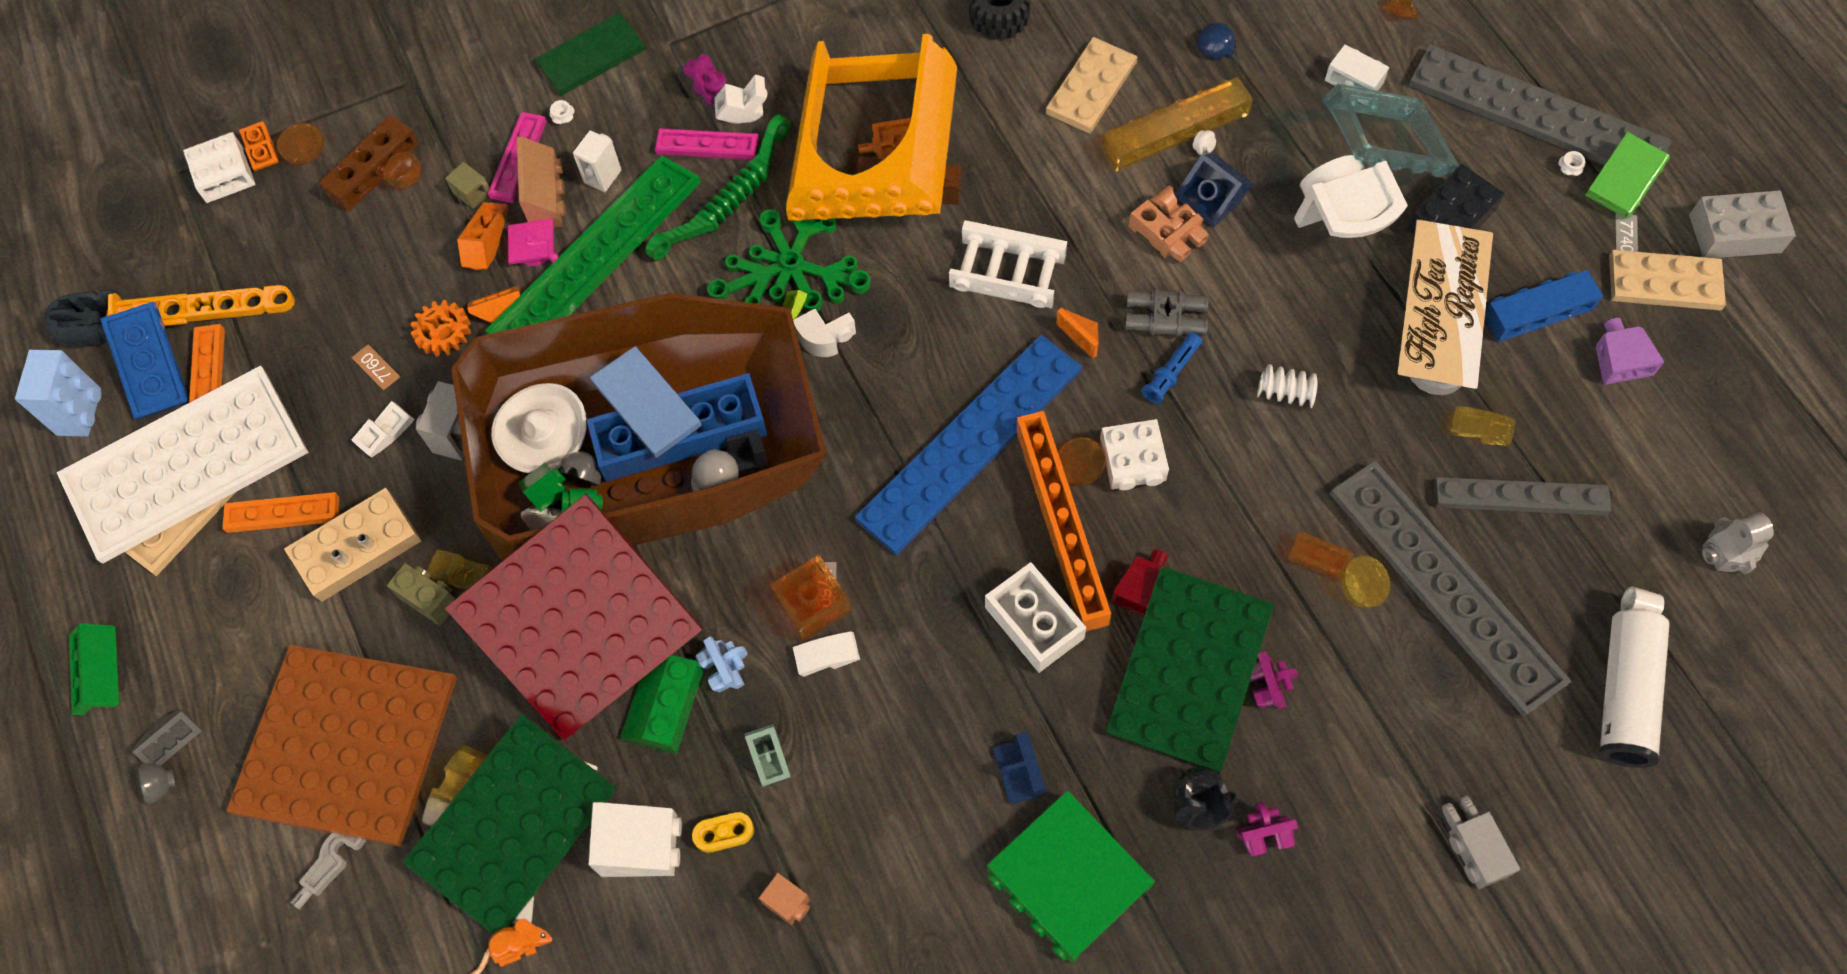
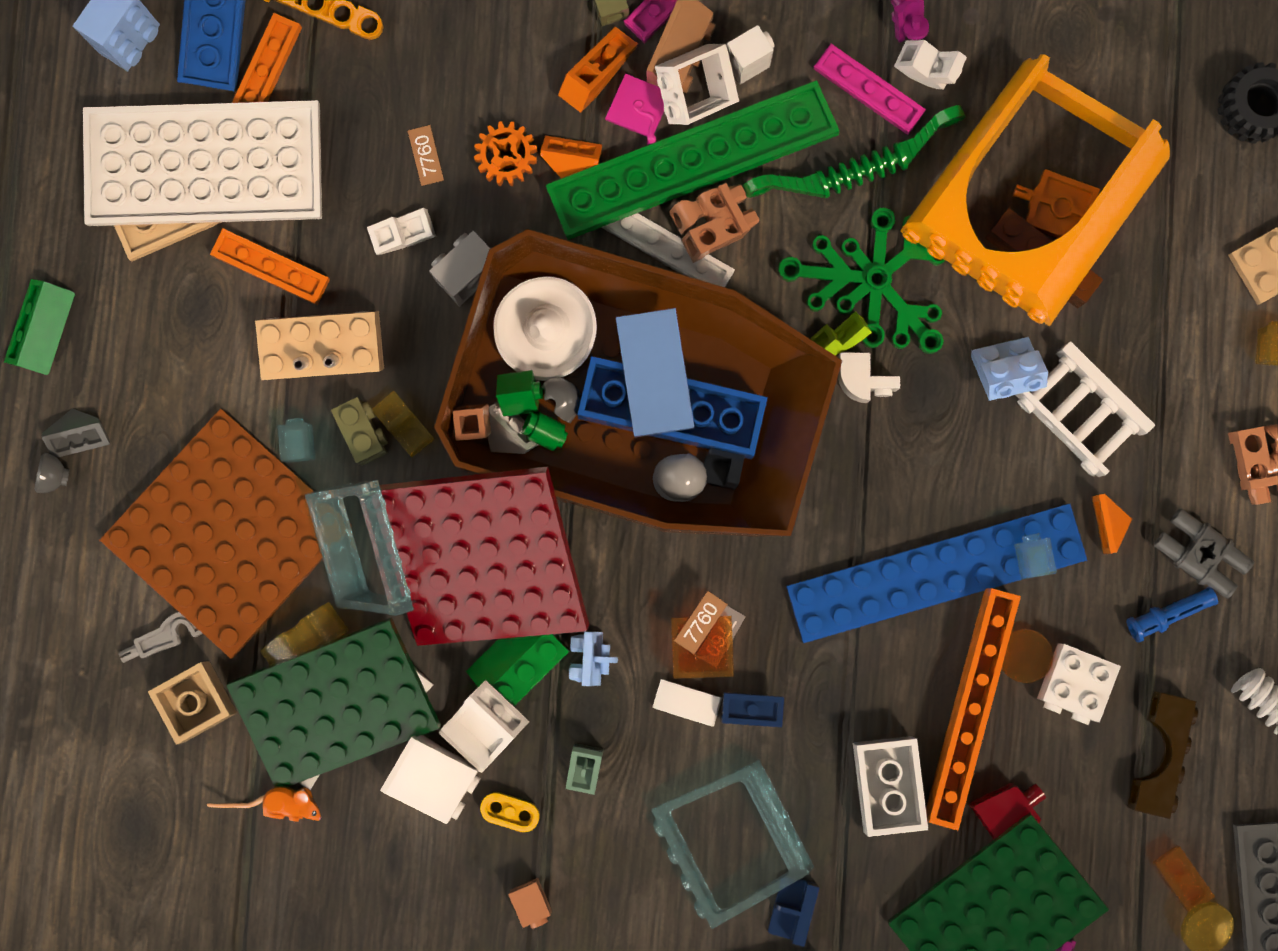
camera: 30 degrees right, 20 degrees up
(371, 634) = (296, 441): none -> clear light blue brick
(379, 901) = (192, 702): none -> tan brick
(445, 688) = (341, 553): none -> clear light blue windscreen
(512, 519) = (471, 422): none -> nougat brick
(571, 176) = (721, 90): none -> white window
(637, 277) = (723, 218): none -> nougat hips
(657, 765) = (483, 726): none -> white panel
(796, 573) = (700, 622): none -> medium nougat sticker
(883, 624) = (752, 709): none -> dark blue panel
(916, 795) = (776, 821): none -> clear light blue windscreen
(932, 263) = (1010, 368): none -> light blue plate
(1037, 379) = (1035, 556): none -> clear light blue brick
(1226, 441) = (1157, 791): none -> dark brown arch

